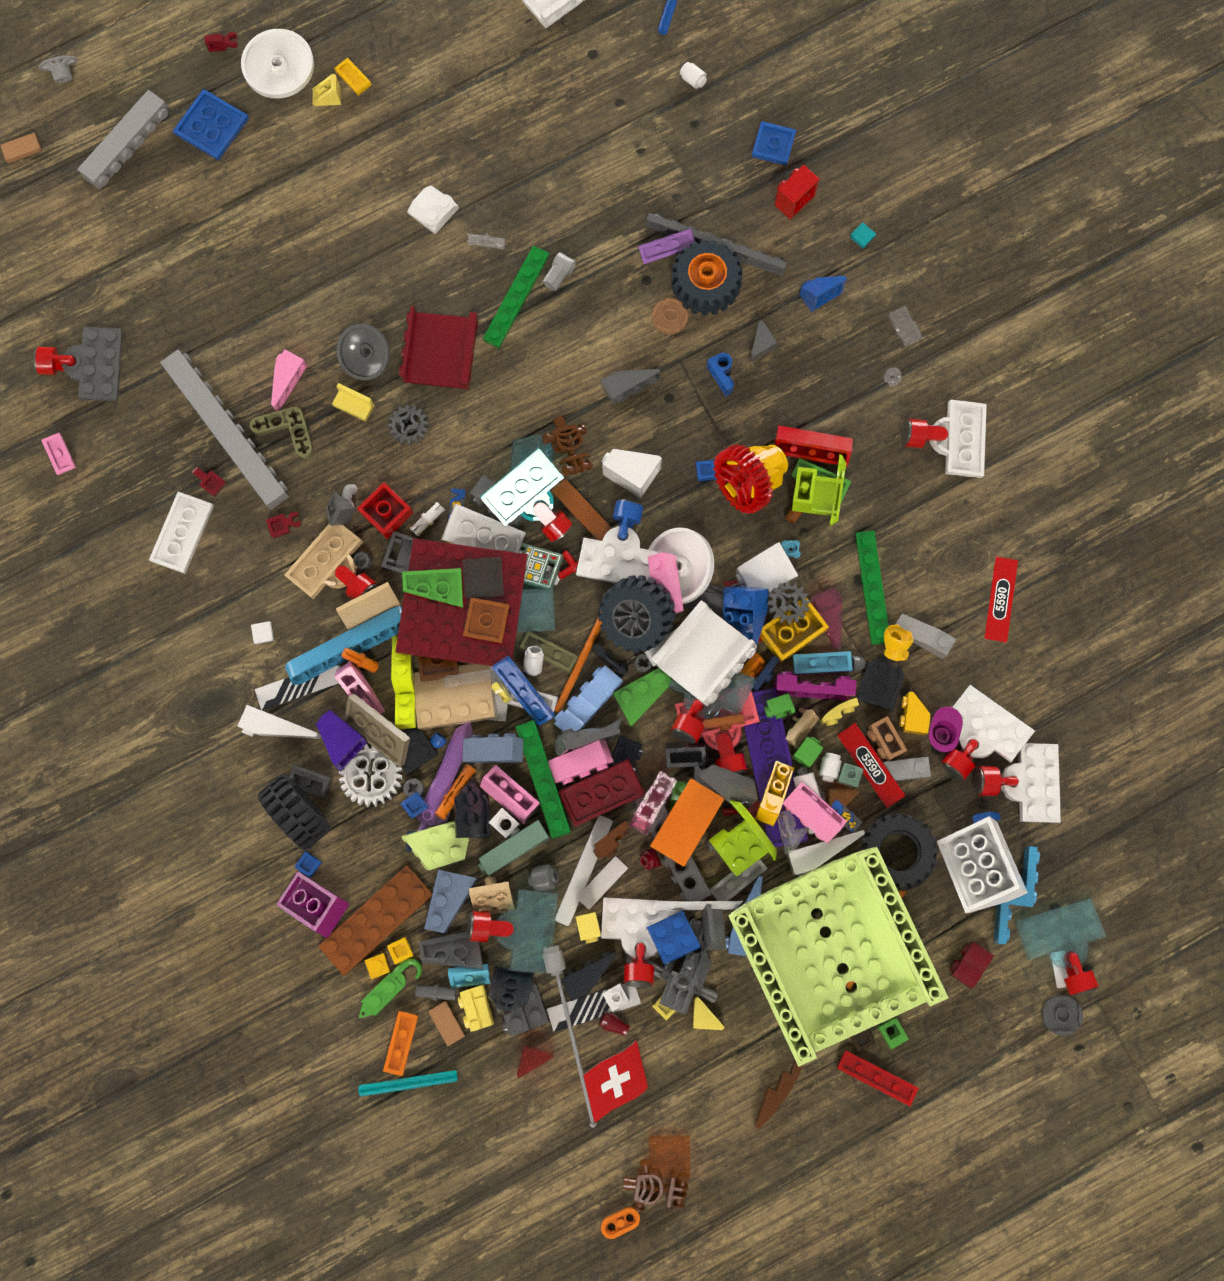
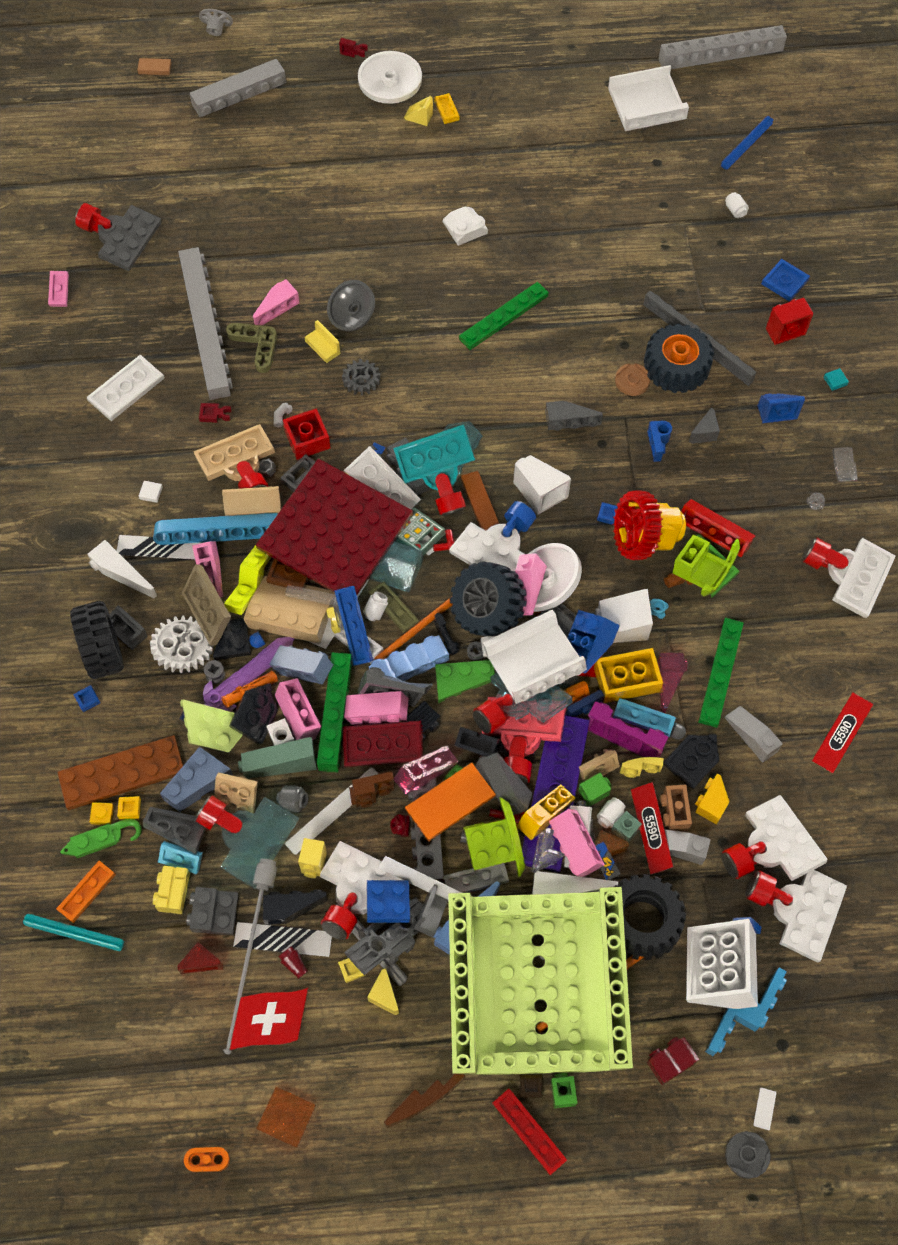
camera: 20 degrees right, 15 degrees down
(210, 482) = (170, 357): dark red plate -> none
(211, 124) = (313, 102): blue plate -> none
(312, 904) = (72, 733): magenta slope -> none
(339, 510) = (268, 420): dark grey slope -> none
(340, 739) = (170, 602): dark purple slope -> none
(360, 660) = (222, 543): orange axle -> none
(414, 805) = (207, 683): blue tile -> none
(427, 519) = (341, 456): white pin -> none
(436, 992) = (142, 859): dark grey pin -> none
(437, 585) = (318, 500): bright green wing -> none
(438, 349) = (416, 330): dark red panel -> none
(446, 1023) = (137, 893): medium nougat tile -> none
(483, 577) = (363, 512): clear smoke plate -> none
(486, 241) = (508, 269): clear pin -> none
(486, 620) = (348, 547): dark orange plate -> none
(510, 989) = (211, 882): black tile -> none
(561, 267) = (553, 306): light grey piece -> none
(562, 444) = (489, 436): reddish brown piece -> none
(602, 882) = (346, 828): white sticker -> none
(616, 997) = (307, 936): white brick -> none
(666, 246) = (652, 321): medium lavender tile -> none
(674, 1189) = (239, 1125): reddish brown piece -> none
(724, 723) = (526, 725): dark orange plate -> none
(779, 706) = (585, 735): bright green brick -> none
(782, 597) = (635, 636): dark grey gear -> none
(897, 643) = (723, 726): yellow hair -> none
(945, 729) = (738, 822): magenta piece -> none
(1064, 938) = (780, 1077): clear light blue plate -> none

